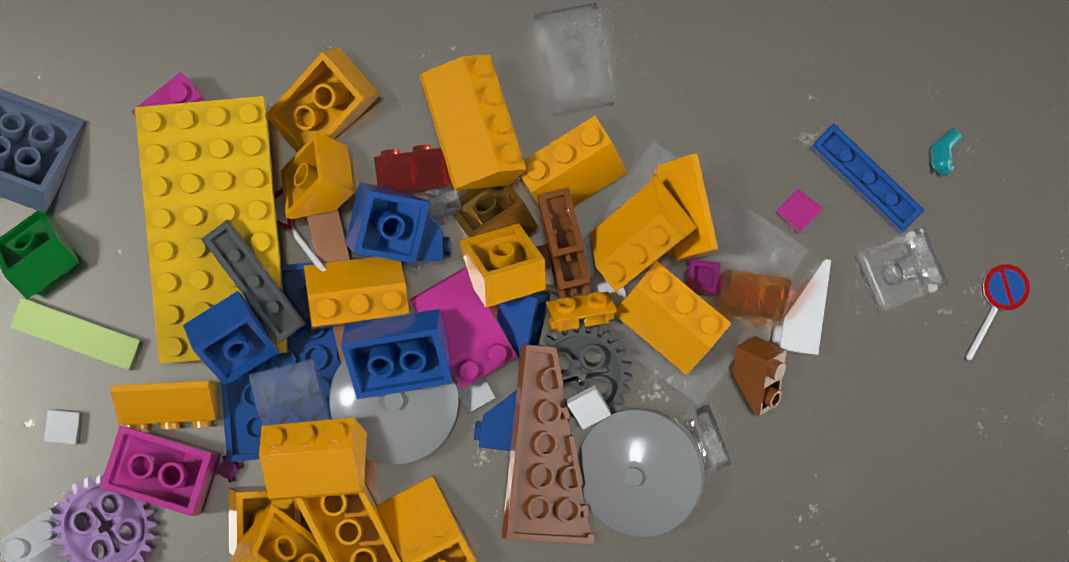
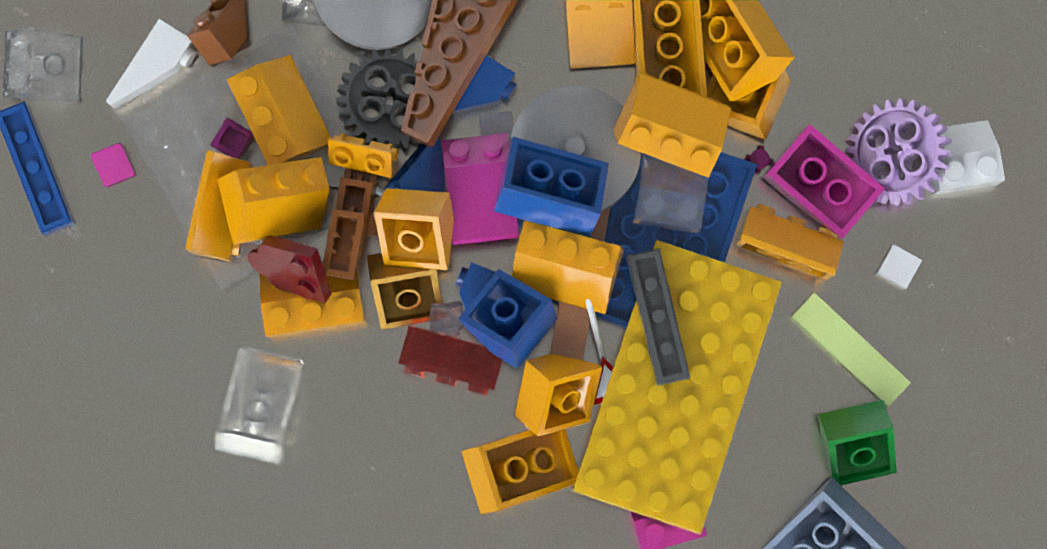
camera: 155 degrees left, 0 degrees up
(230, 338) = (703, 272): blue slope -> none
(473, 123) = (384, 379): light orange slope -> none
(588, 407) = (395, 64): white tile -> none
(596, 181) = (291, 268): none -> dark red plate
(752, 296) = (195, 97): clear orange slope -> none

